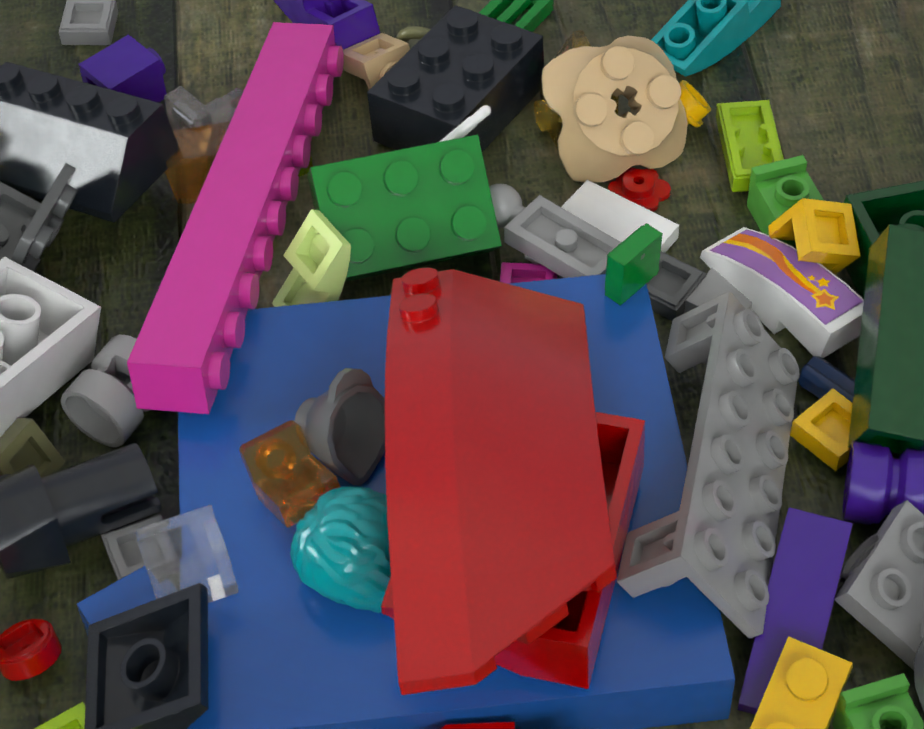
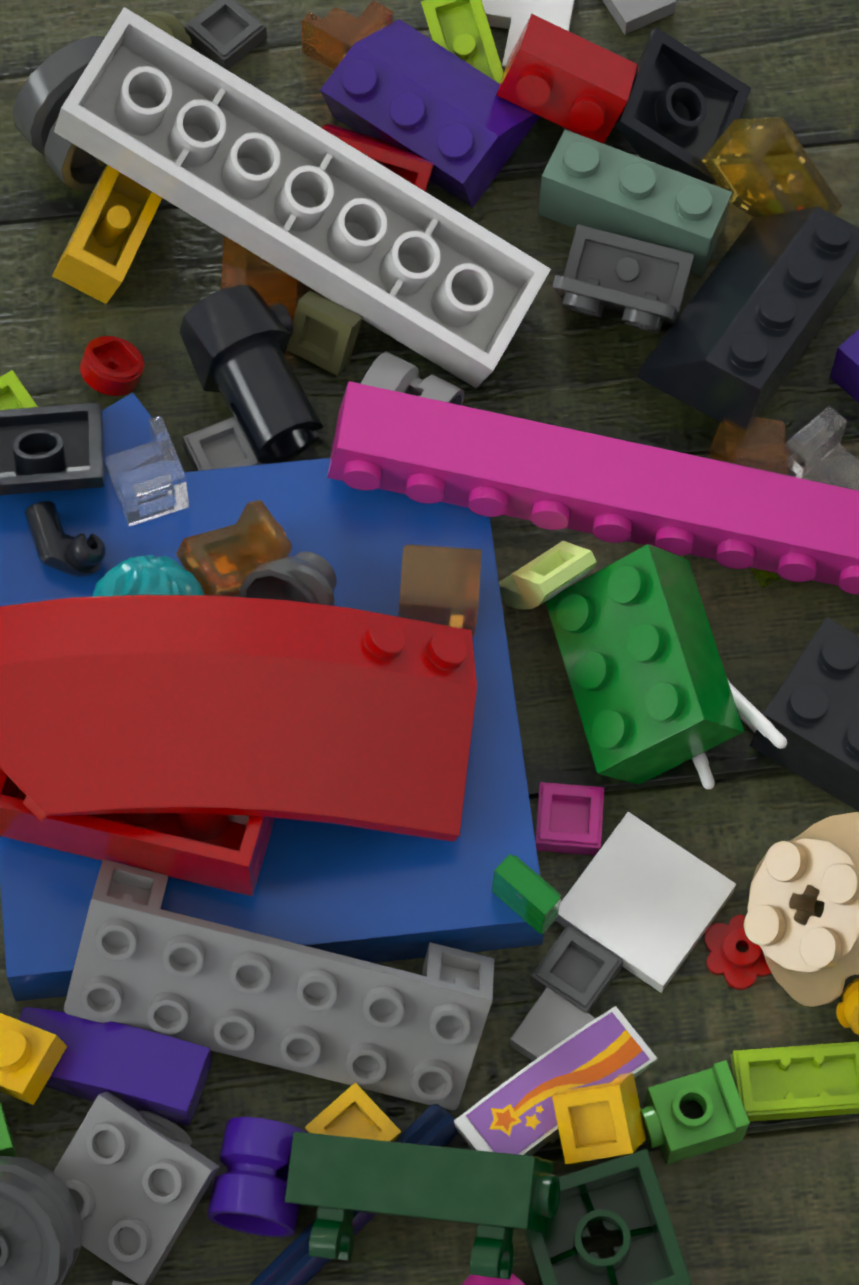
camera: 85 degrees right, 15 degrees up
(267, 641) = (59, 550): none -> black arm
(340, 311) = (440, 585): none -> clear orange panel
(551, 234) = (618, 833): light grey plate -> none

